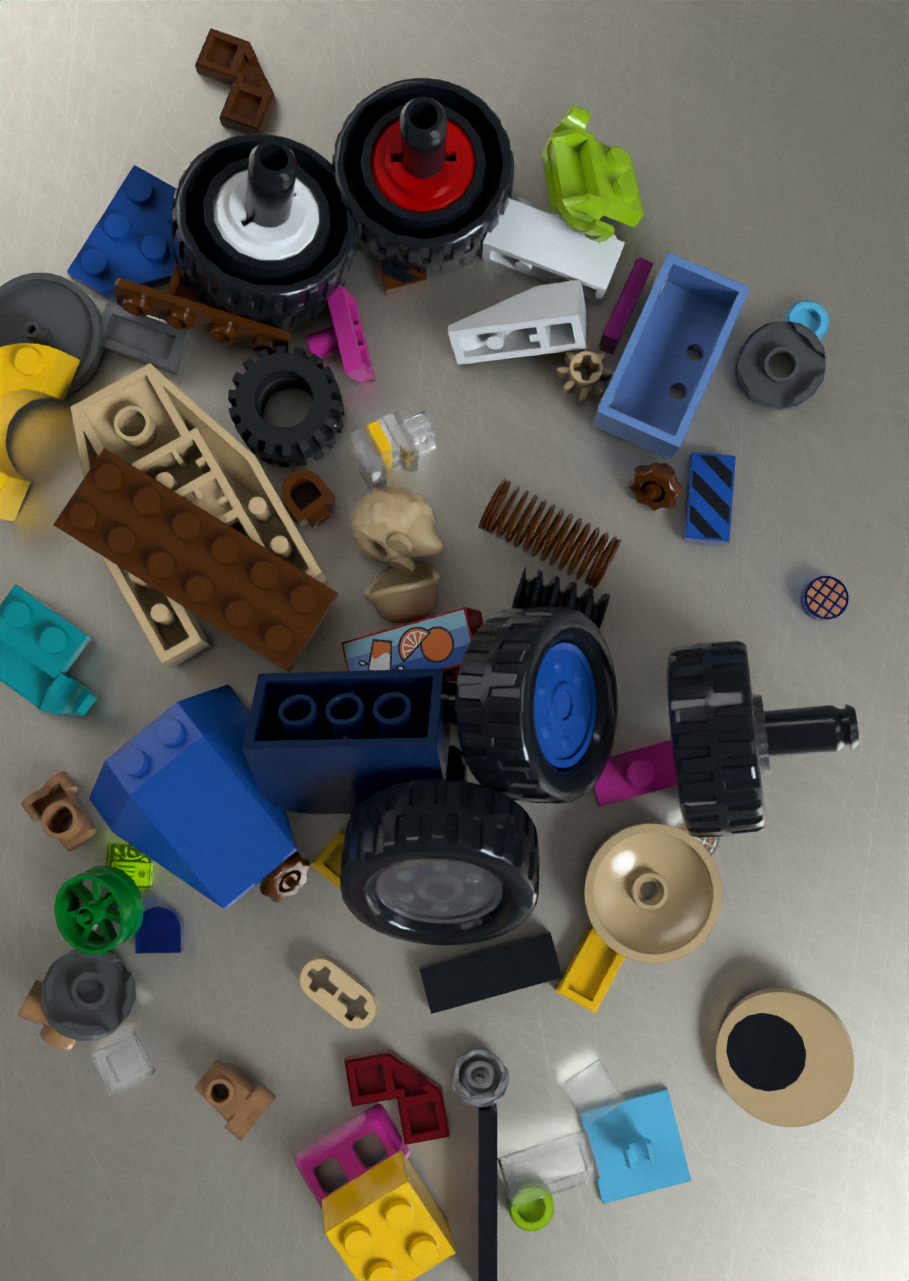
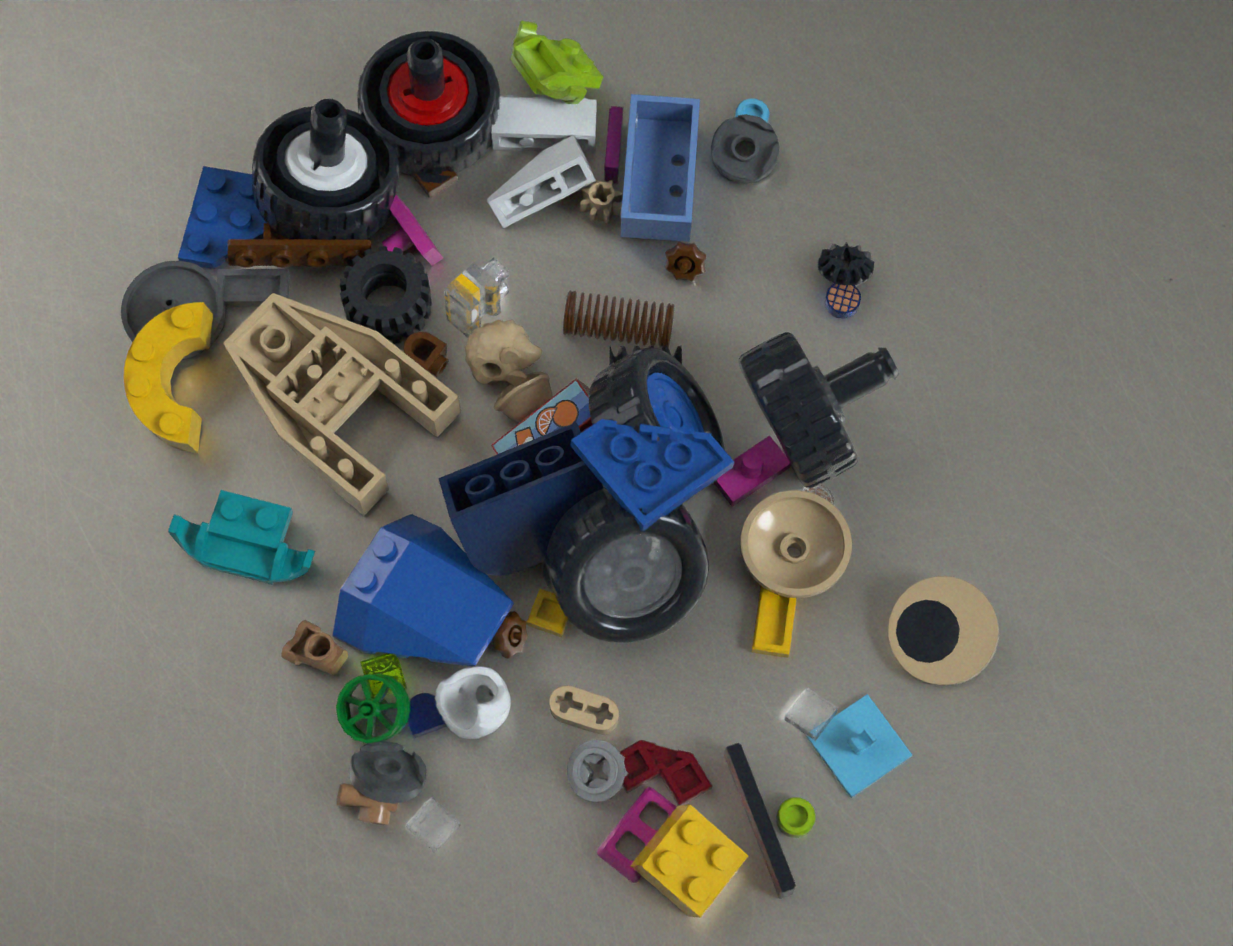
camera: 20 degrees left, 15 degrees down
(196, 560) = (360, 416): reddish brown plate -> none
(212, 949) = (473, 702): none -> white piece
(236, 64) = (256, 73): reddish brown tile -> none
(244, 1102) = (538, 818): medium nougat plate -> none
(329, 1094) = (581, 774): none -> light grey gear
(479, 1064) = (718, 730): light grey plate -> none
(490, 972) = (696, 654): black tile -> none
(498, 789) = (649, 471): none -> blue plate
(548, 1168) = (797, 779): clear tile -> none
(709, 498) = (729, 258): blue tile -> none
(829, 560) = (832, 267): none -> black gear

